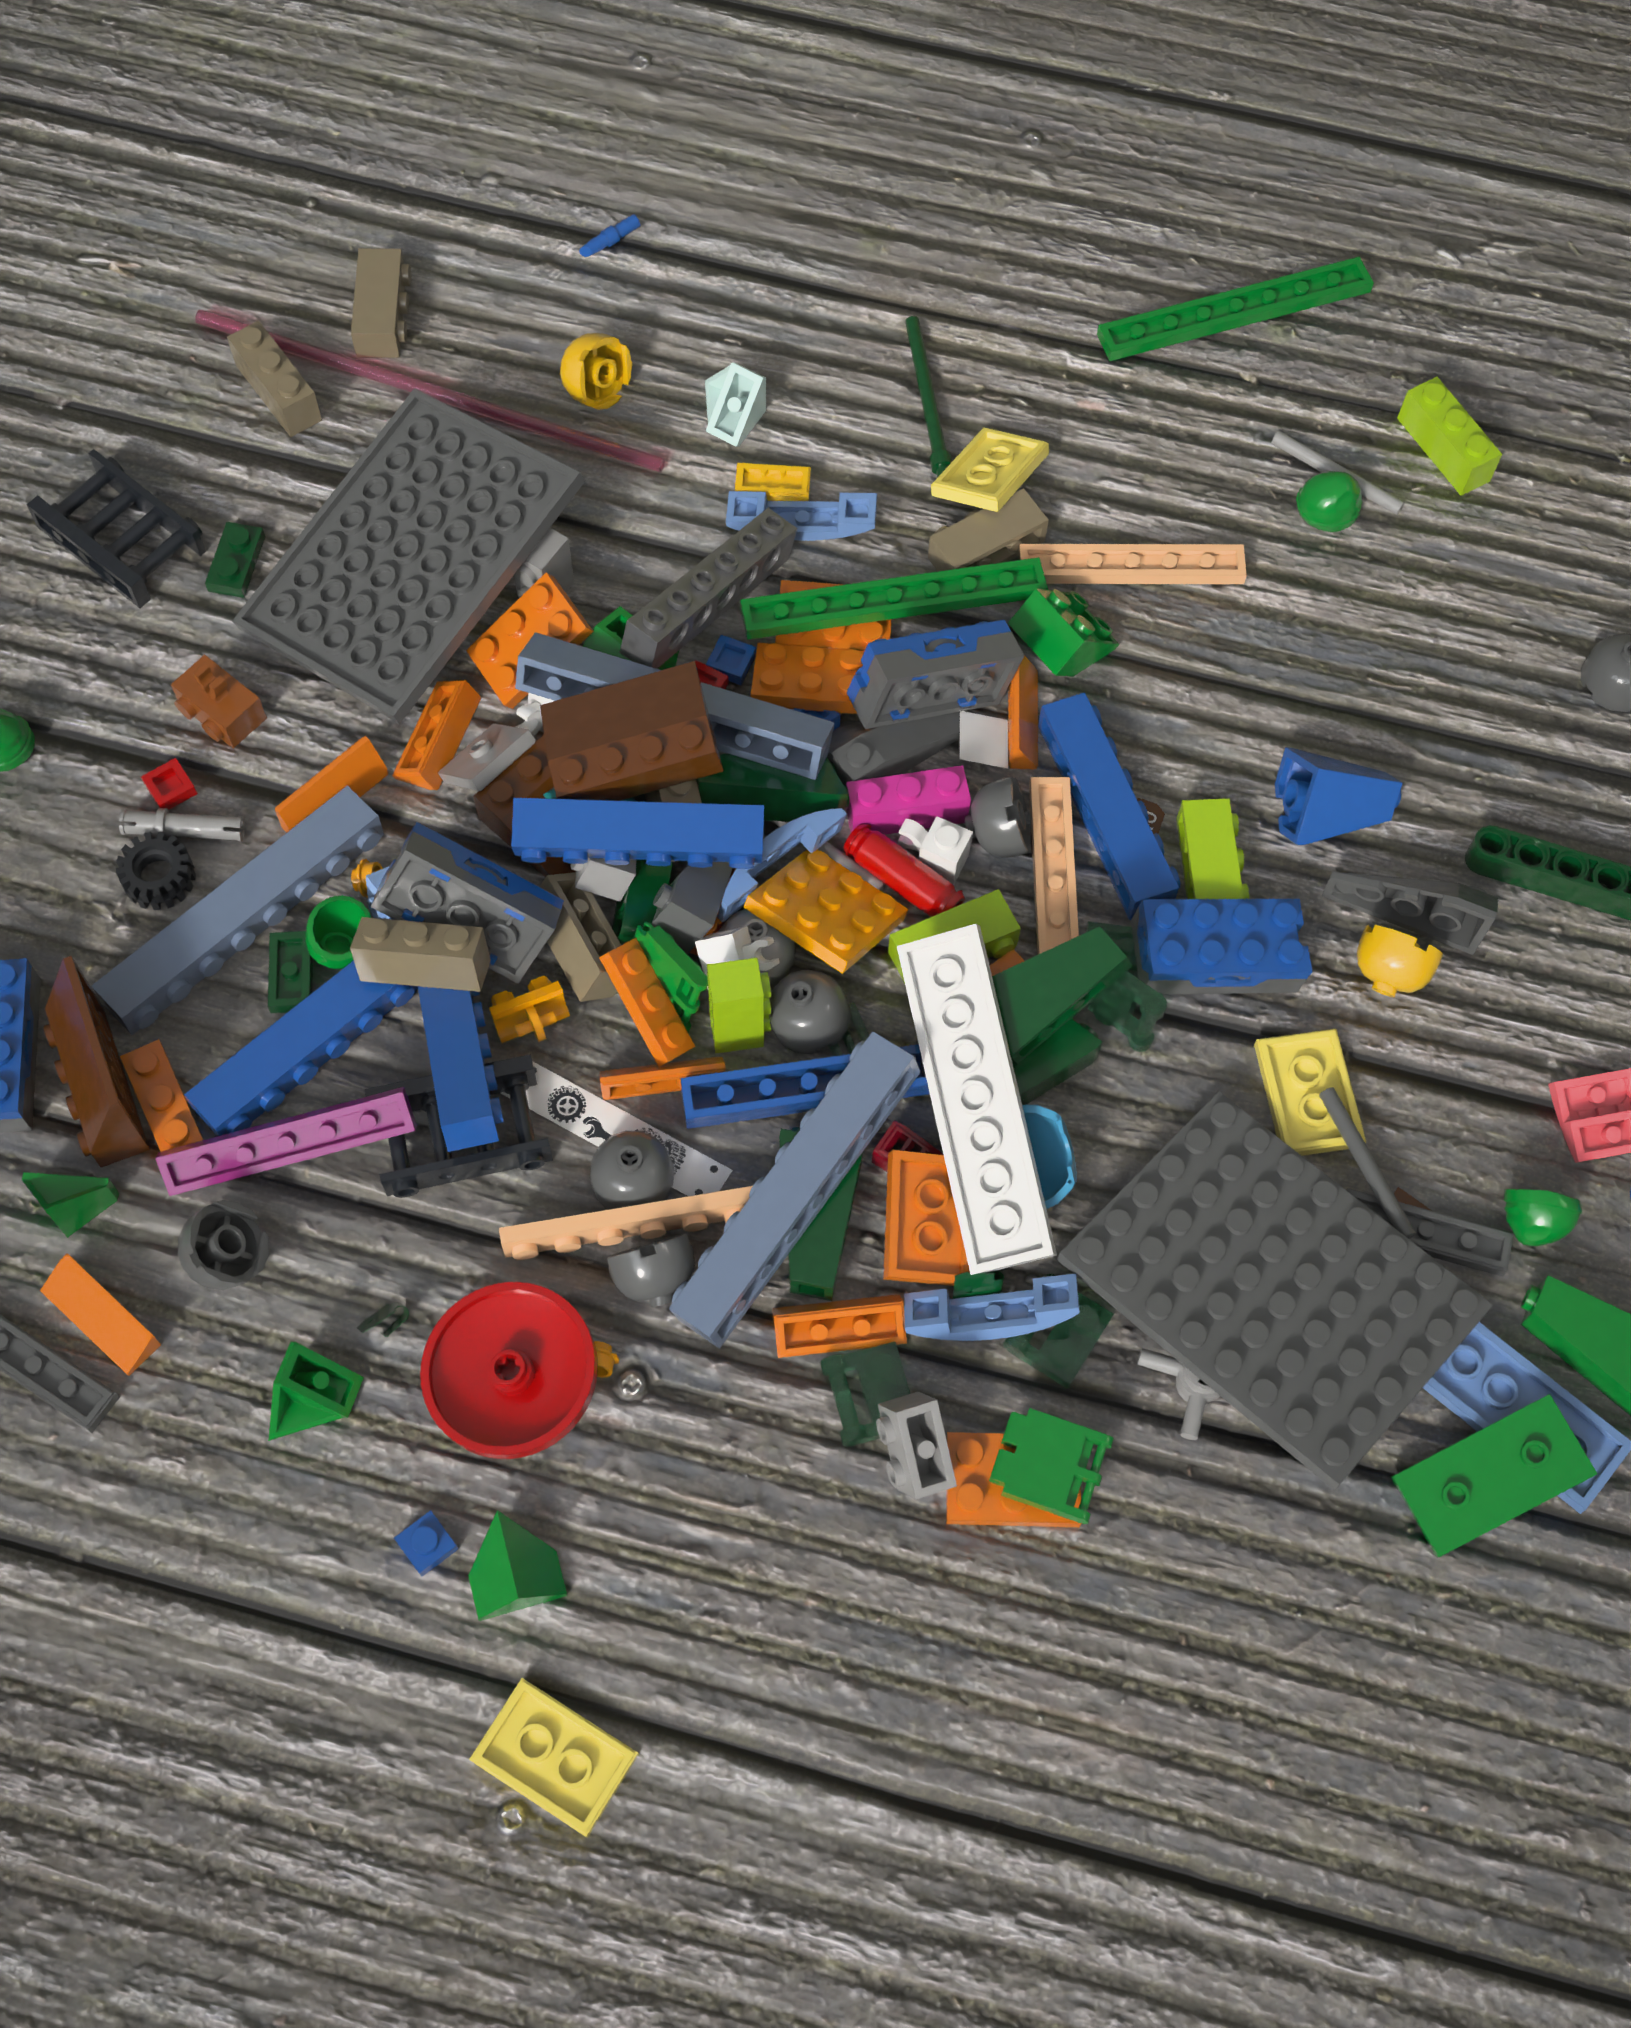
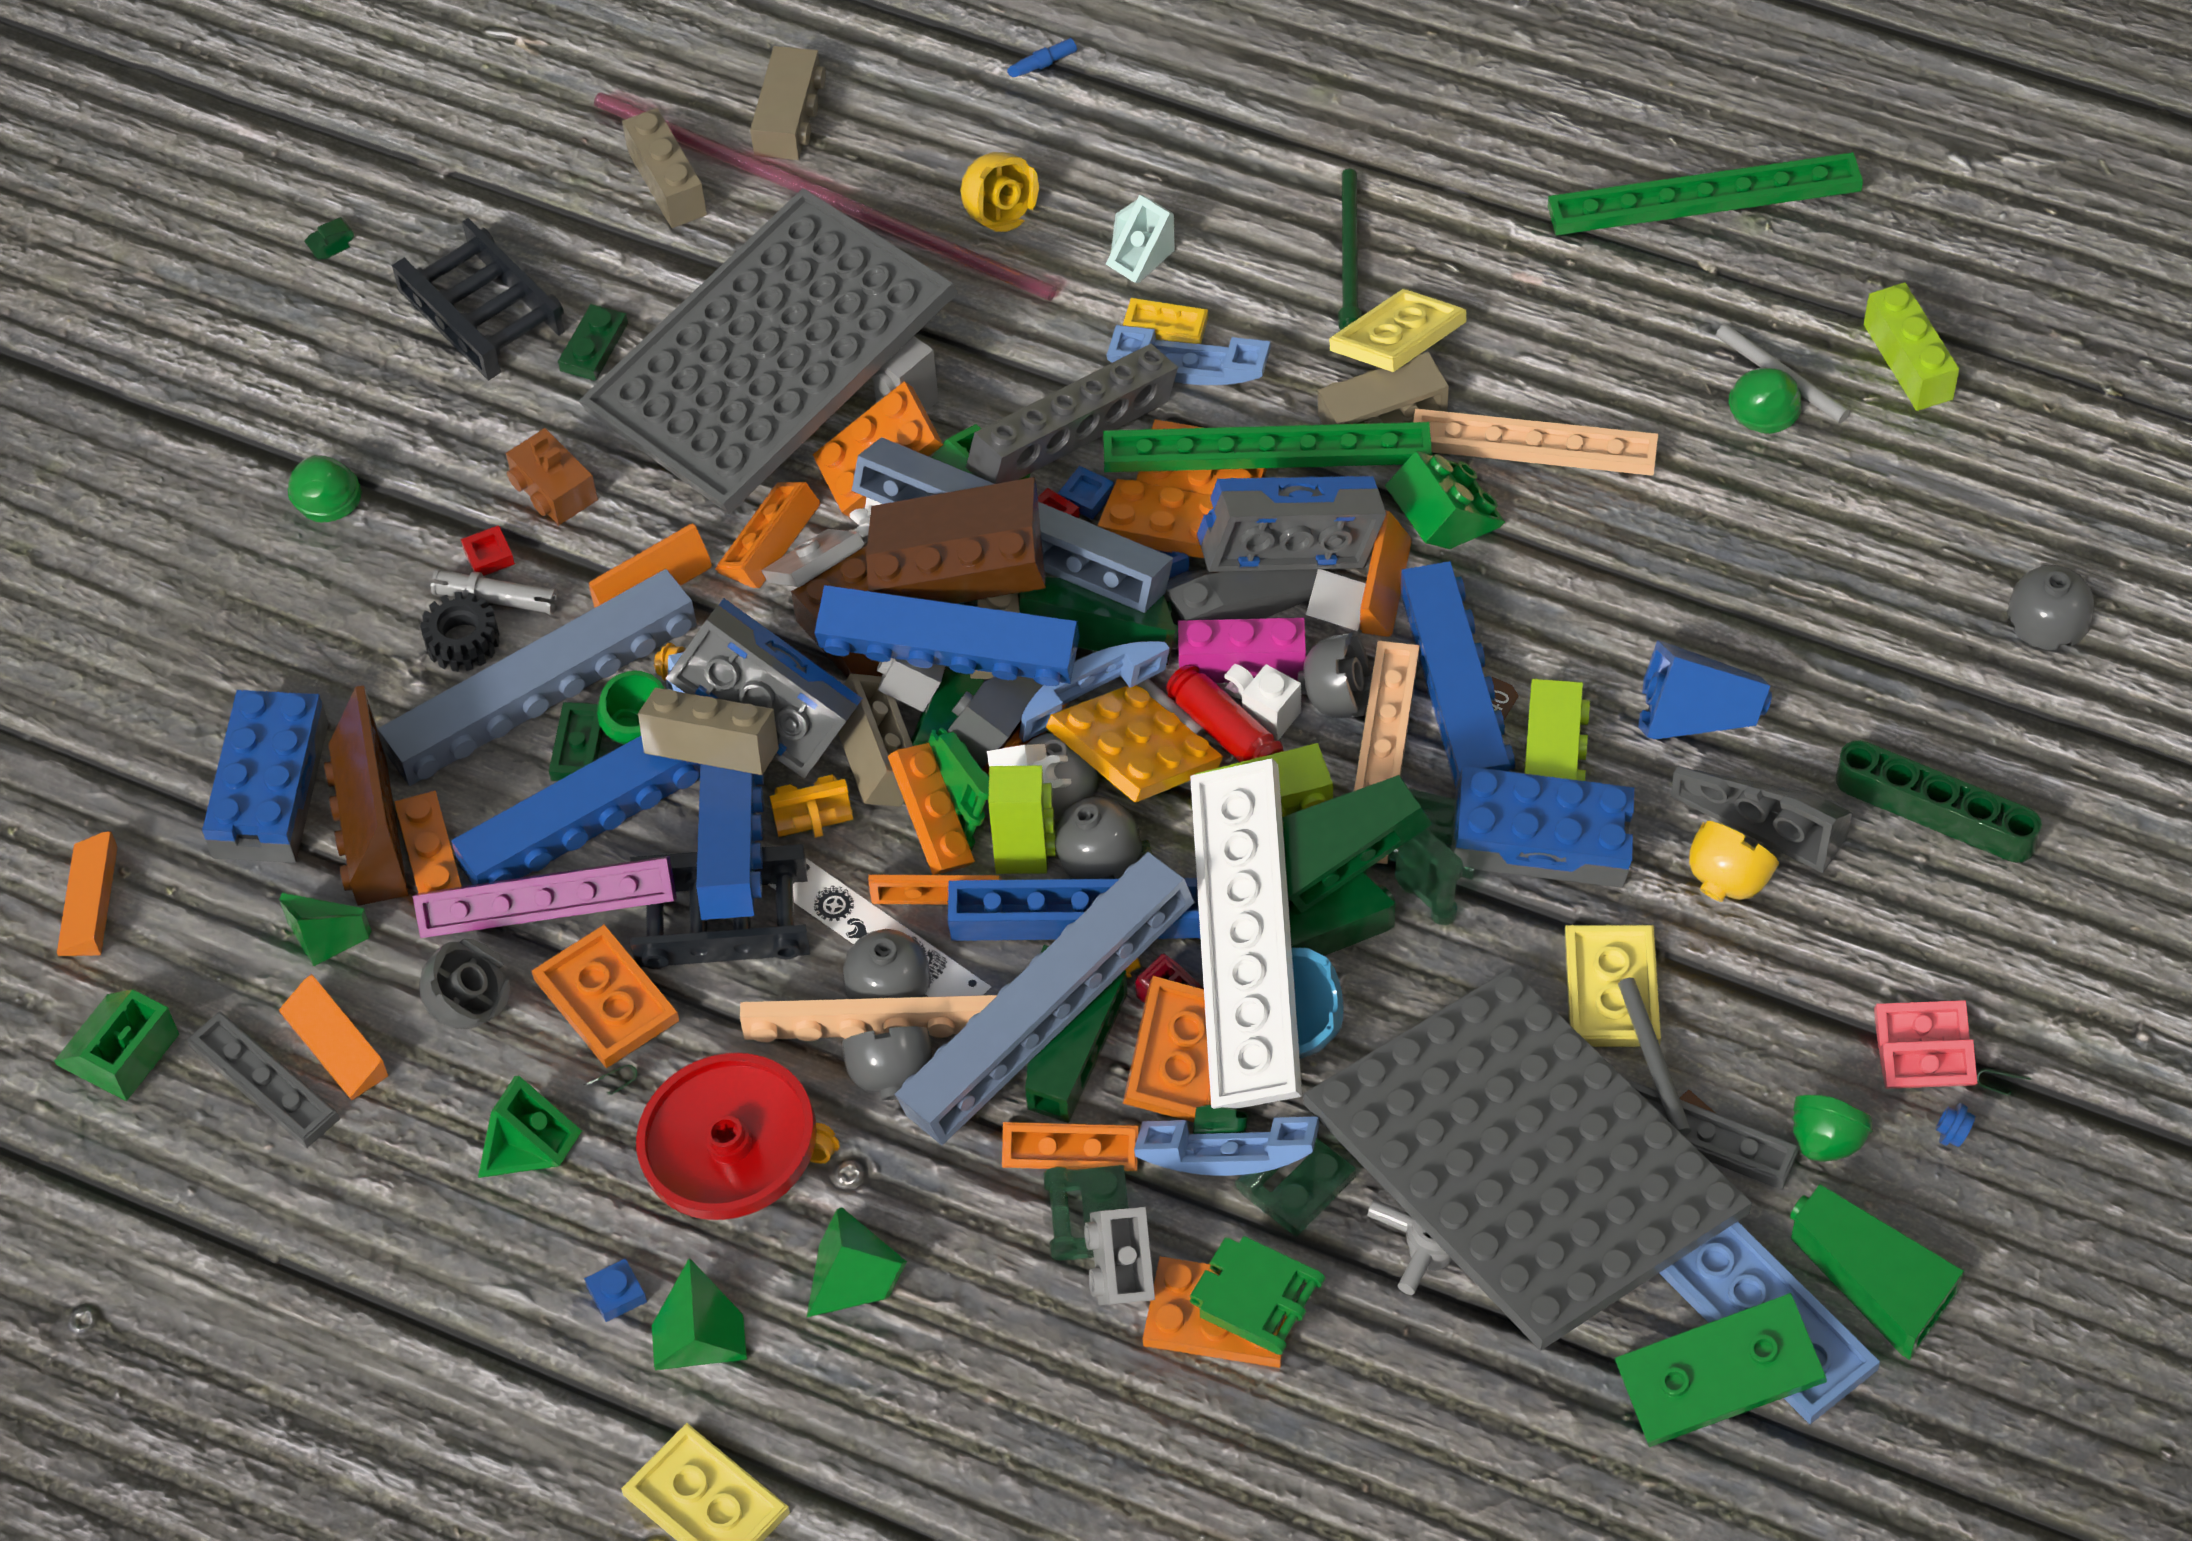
camera: 15 degrees right, 10 degrees down
(363, 1233) = (605, 996): none -> orange plate
(653, 1486) = (852, 1267): none -> green slope

